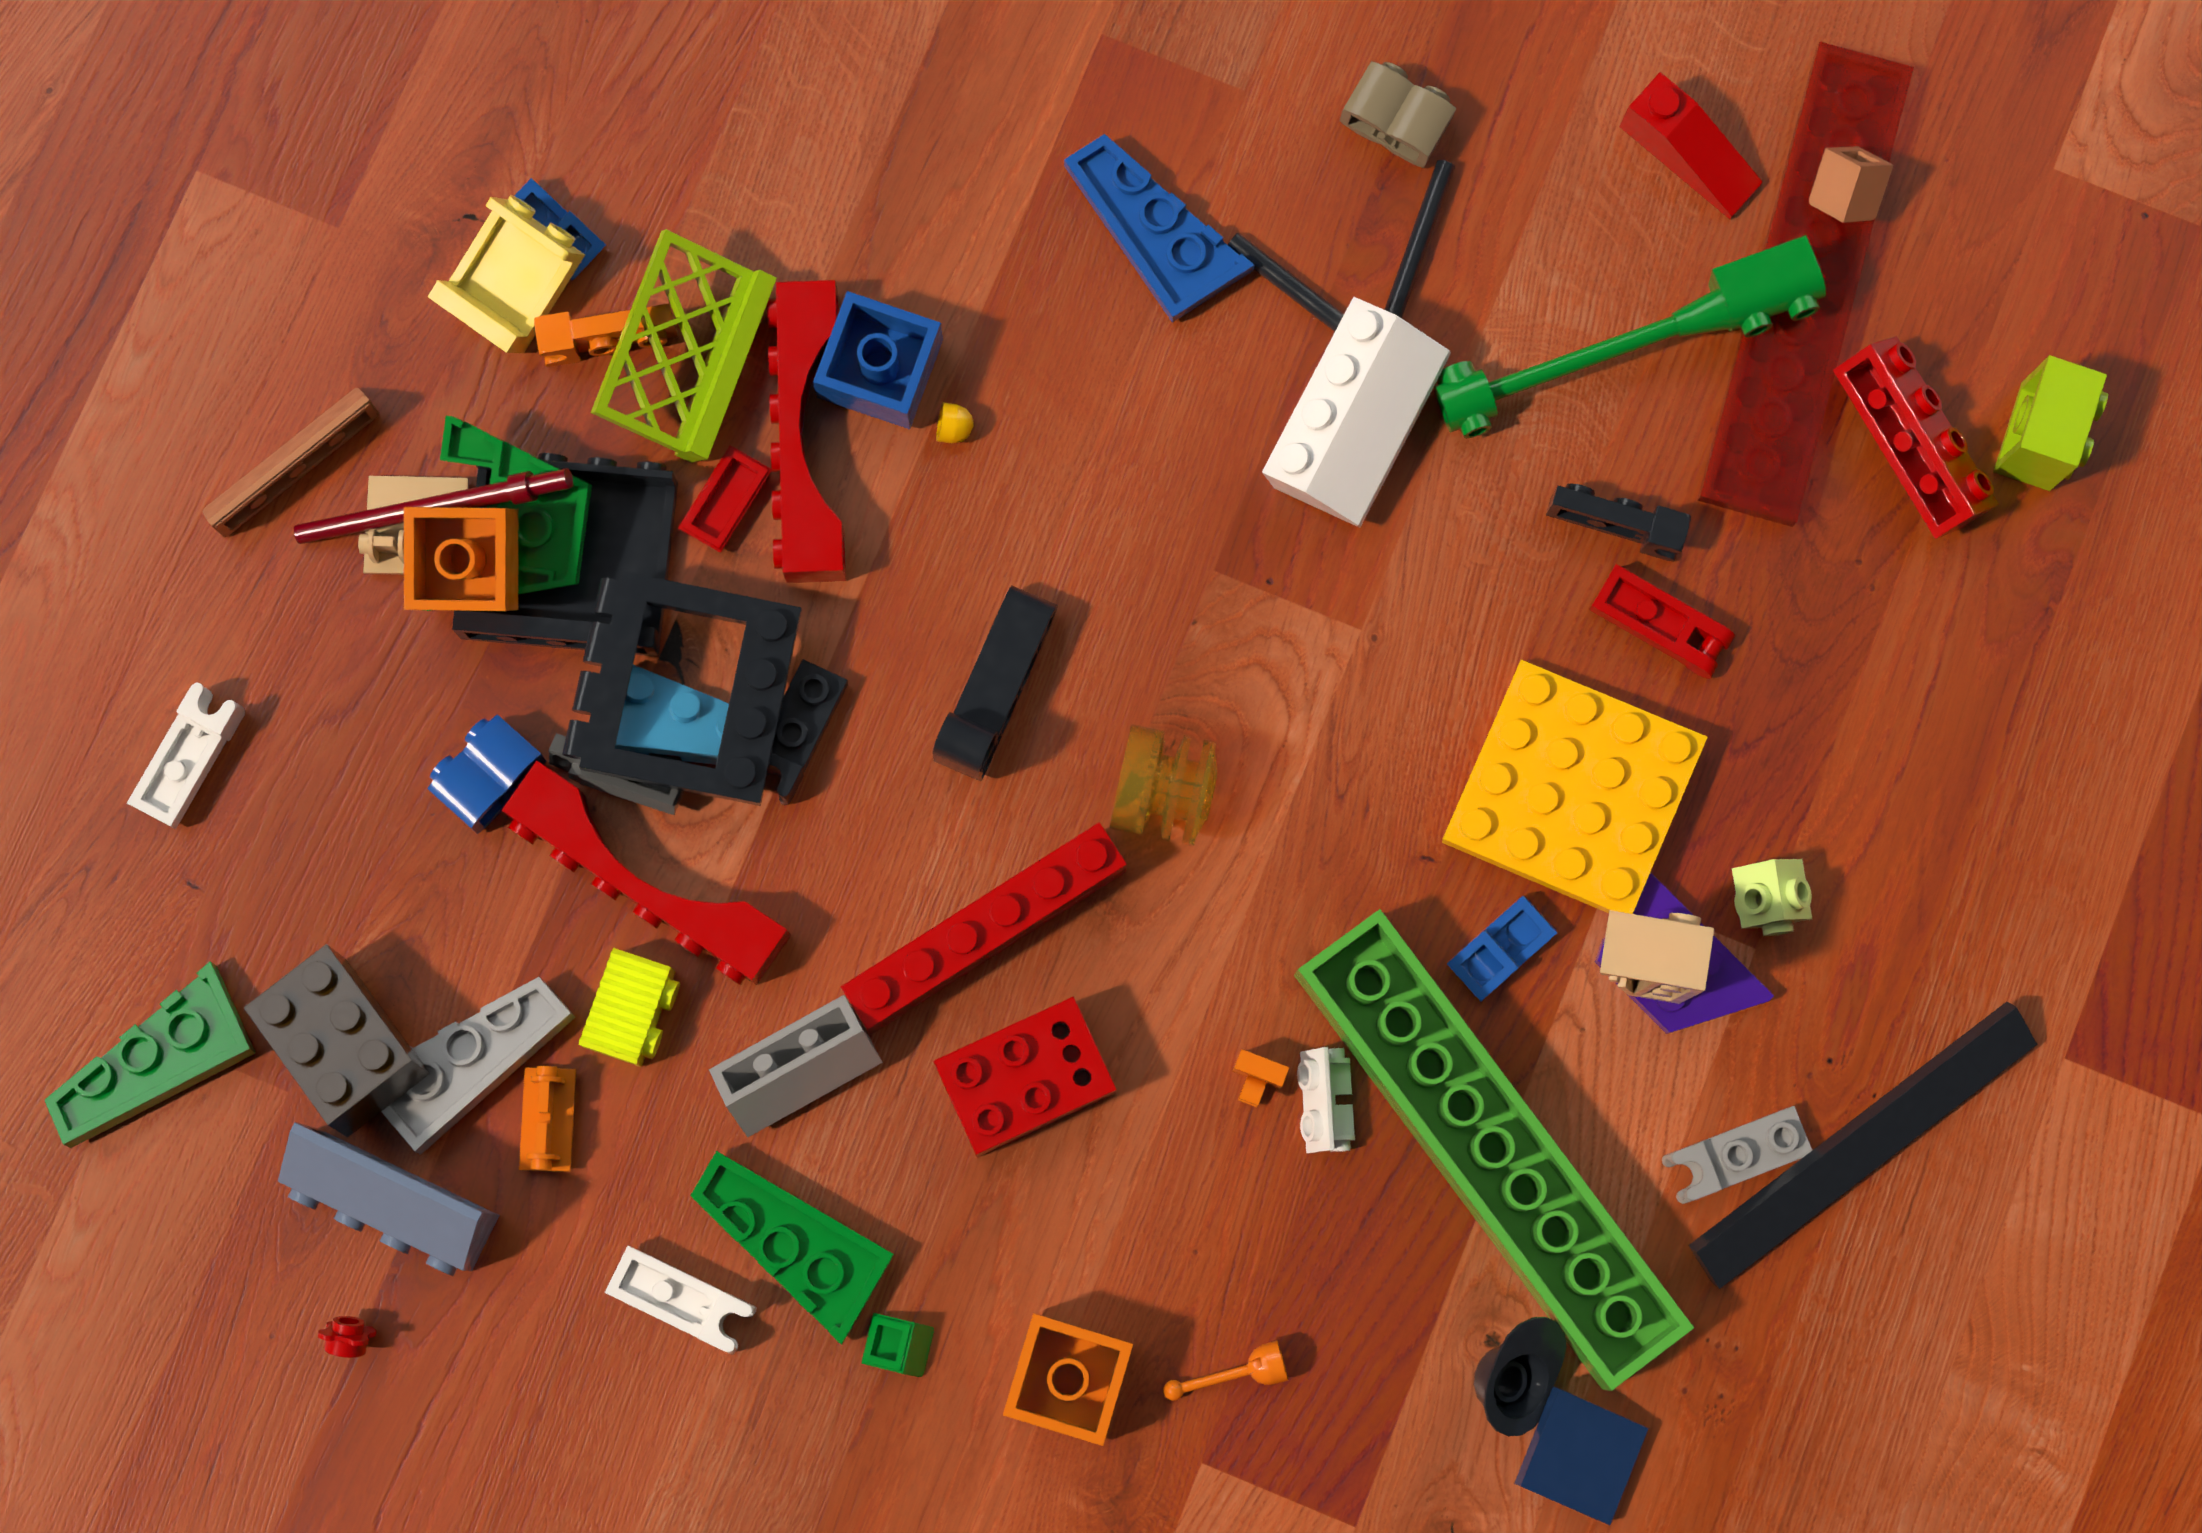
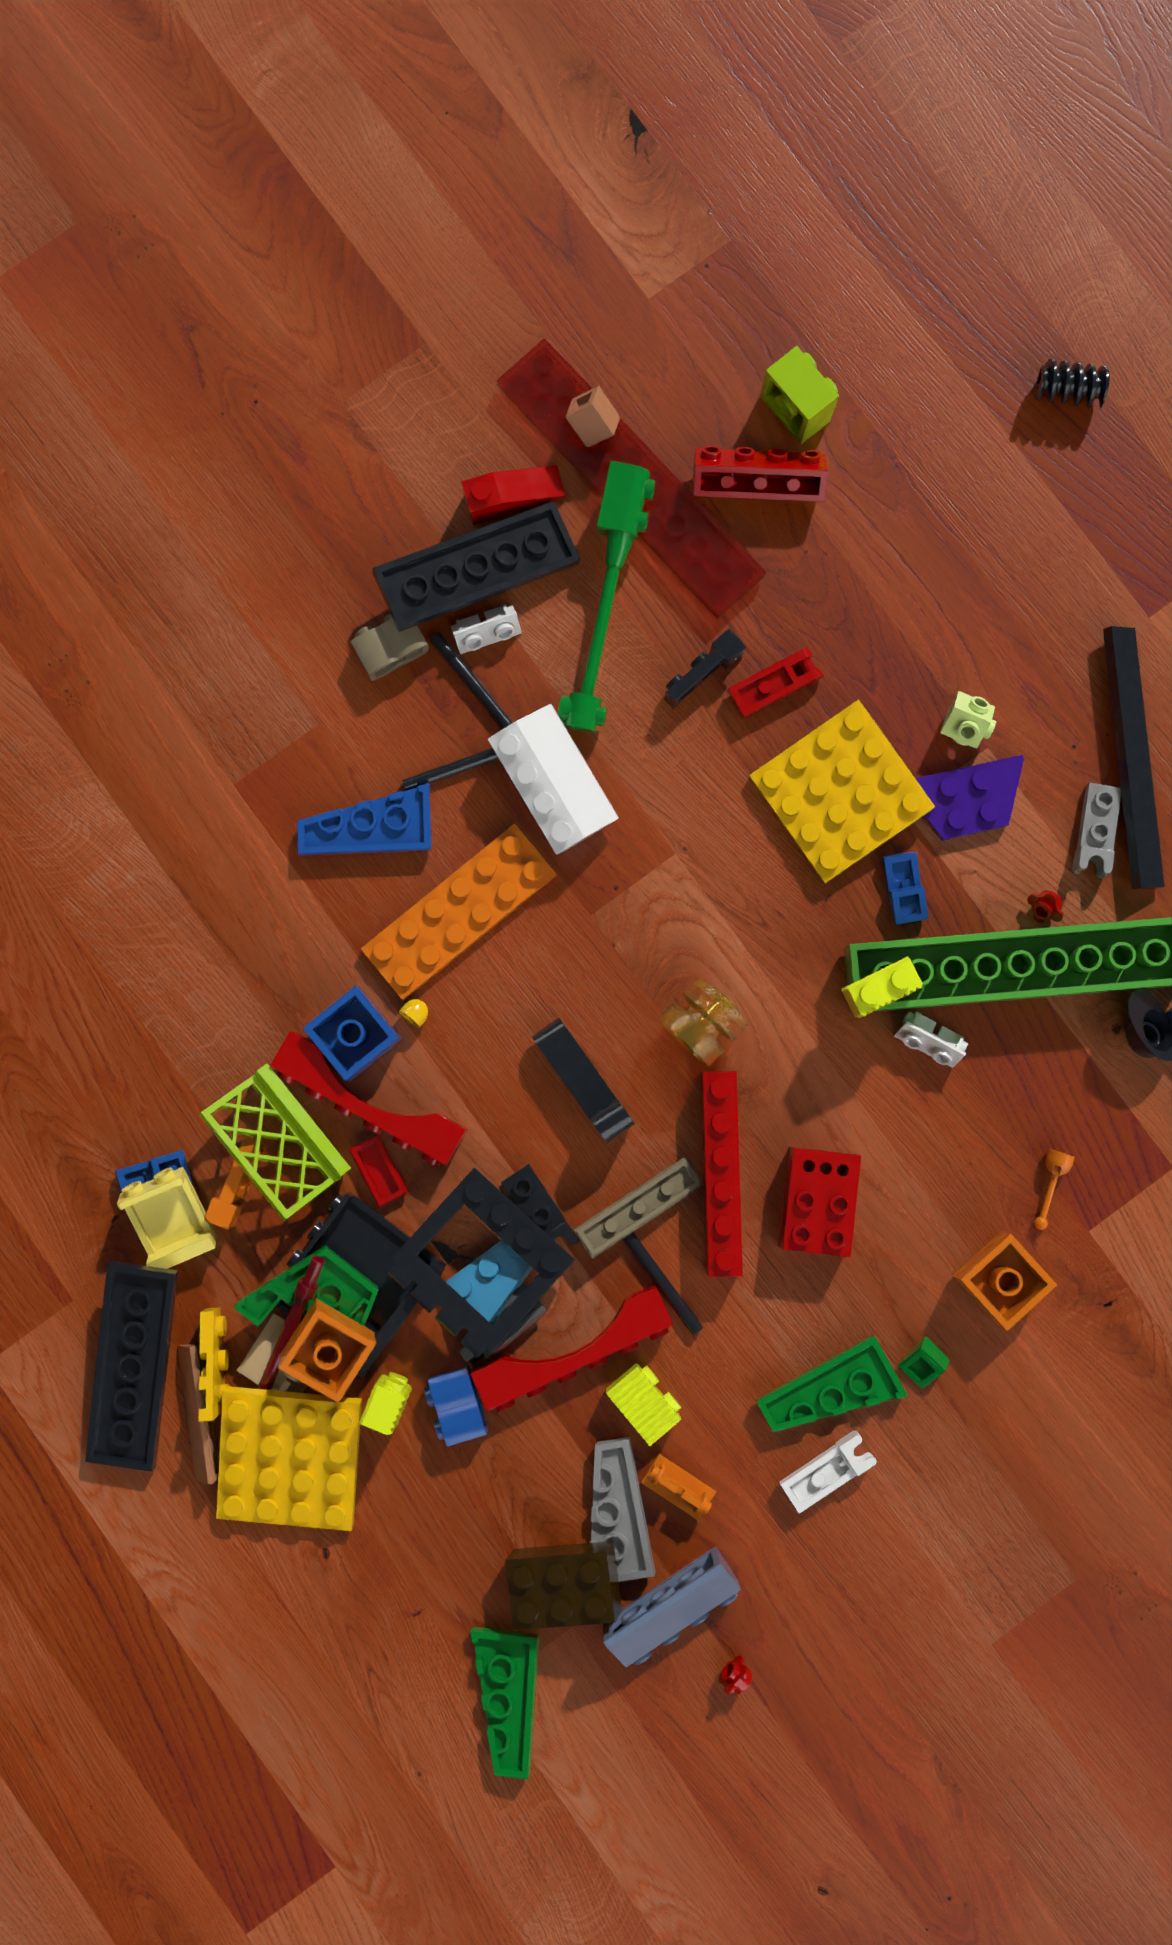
camera: 55 degrees left, 5 degrees up
(185, 756) = (340, 1576): white plate -> none
(296, 602) = (288, 1458): none -> yellow plate
(299, 340) = (131, 1365): none -> black plate
(345, 447) = (212, 1378): none -> yellow wing
(437, 678) = (386, 1403): none -> neon yellow brick
(795, 1066) = (736, 1329): light grey brick -> none
(802, 931) = (662, 1283): none -> black bar
(876, 850) = (638, 1207): none -> dark tan tile
(1115, 402) = (458, 912): none -> orange plate
(1258, 1074) = (896, 1068): orange tile -> none
(1348, 977) = (882, 987): none -> neon yellow brick
(1480, 209) = (500, 625): none -> white hinge
(1566, 157) = (475, 566): none -> black plate
(1593, 1145) = (1046, 906): none -> red plate
(1657, 956) = (979, 804): tan wedge -> none

